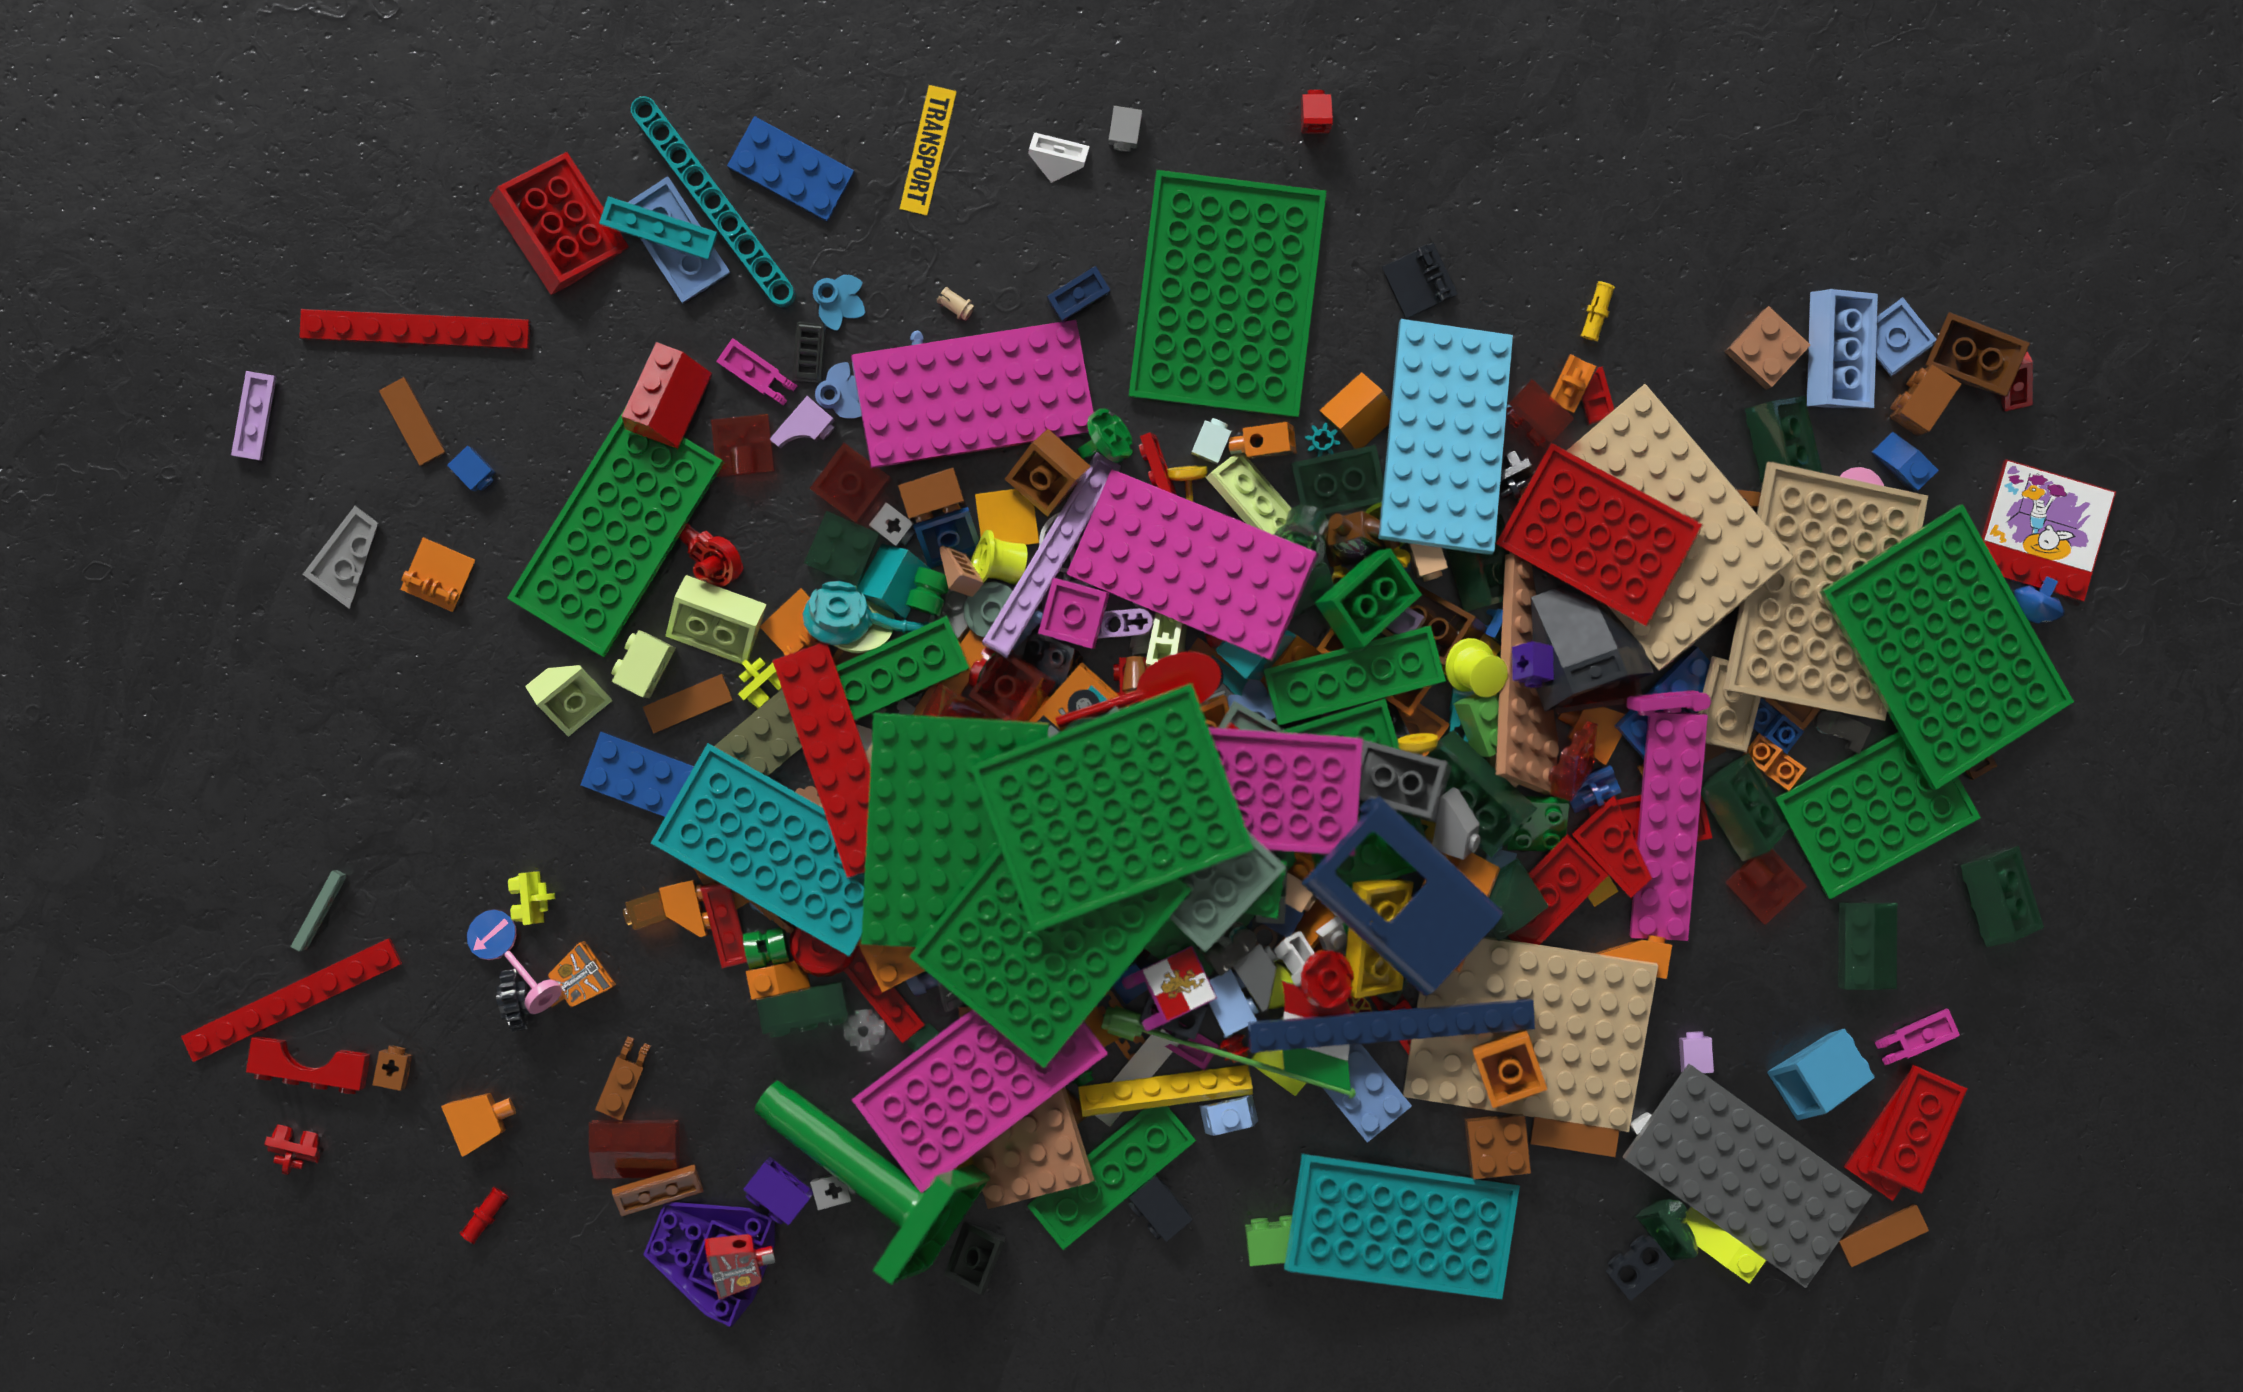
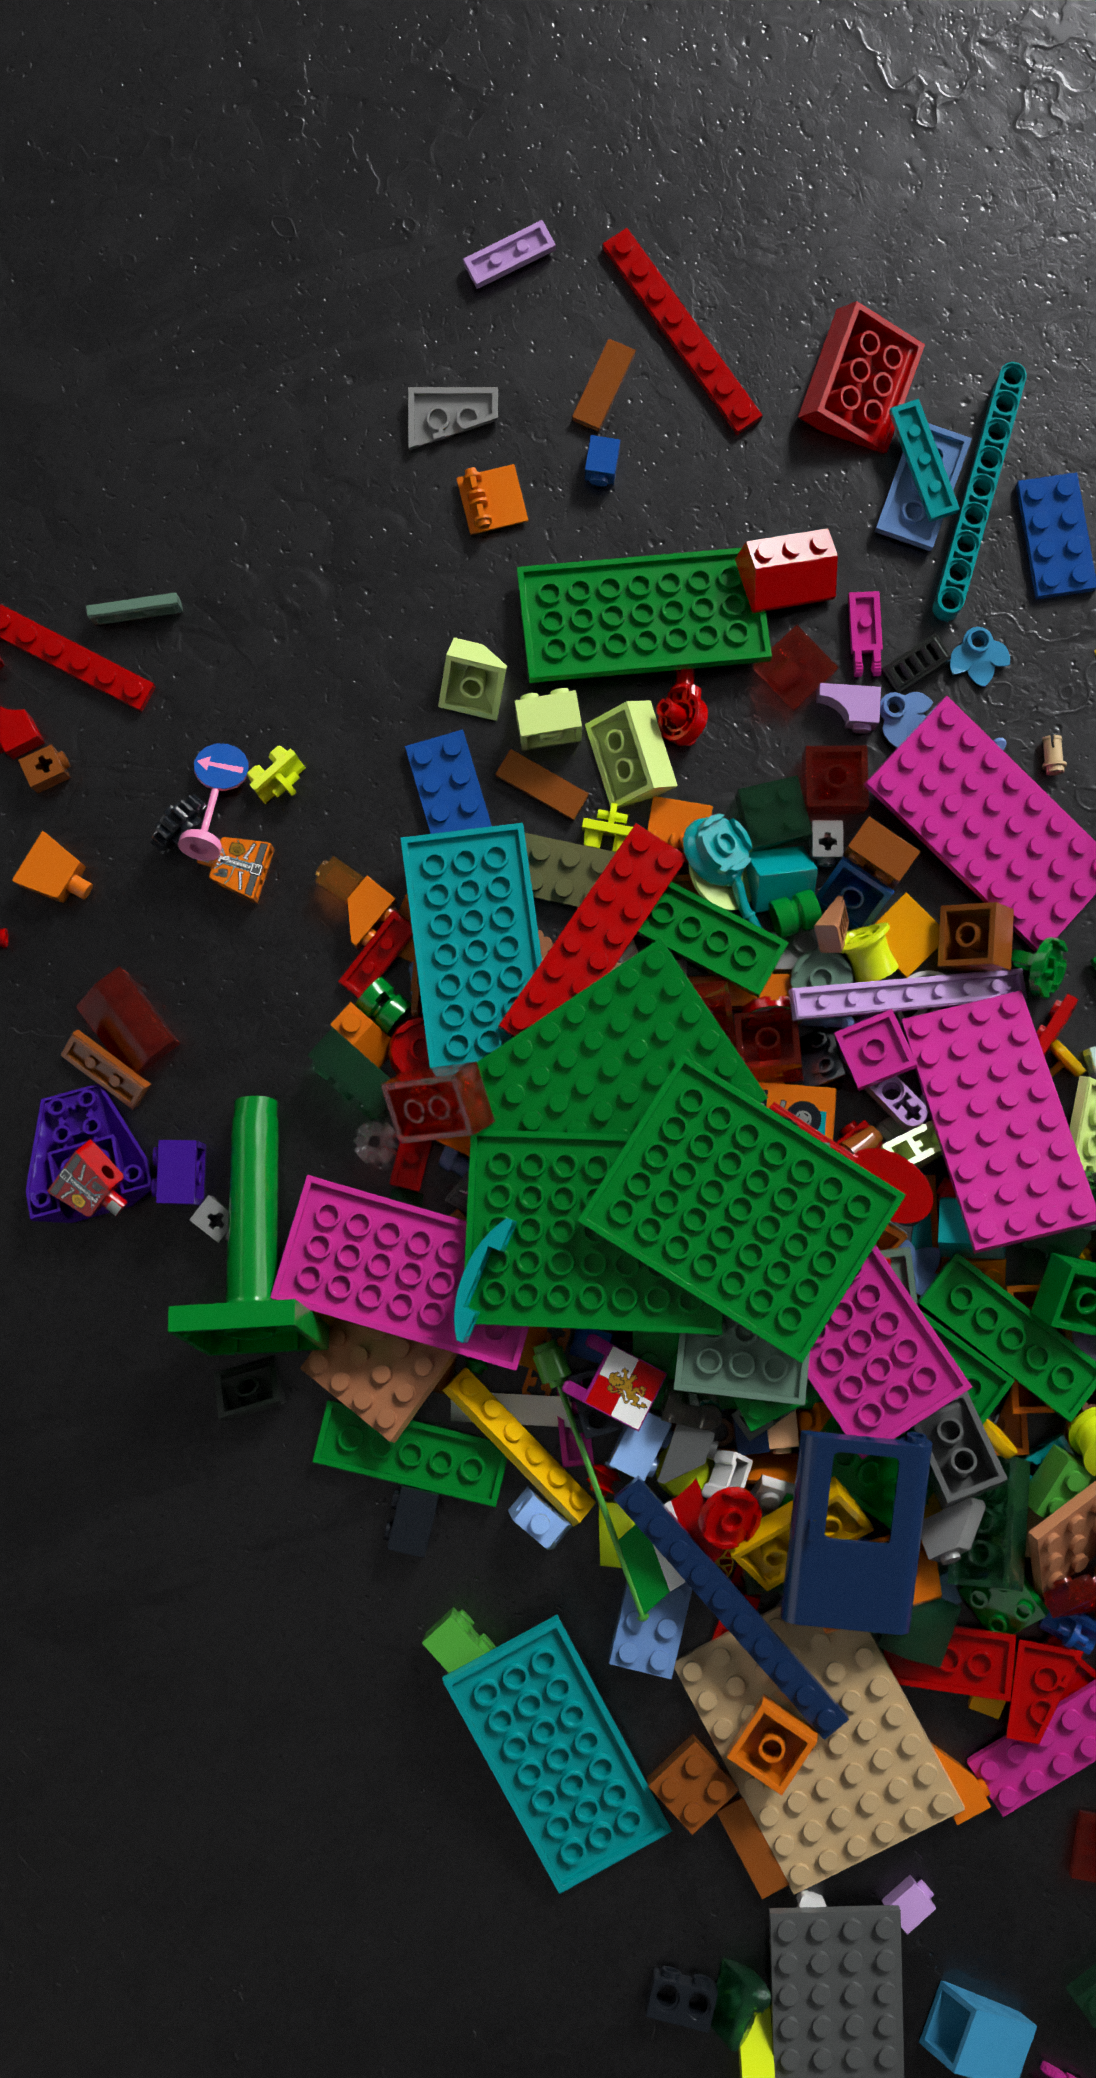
camera: 55 degrees right, 5 degrees down
(622, 1081) = (177, 970): dark orange hinge -> none
(871, 966) = (438, 1103): none -> clear red brick
(1040, 1062) = (466, 1317): none -> teal slope

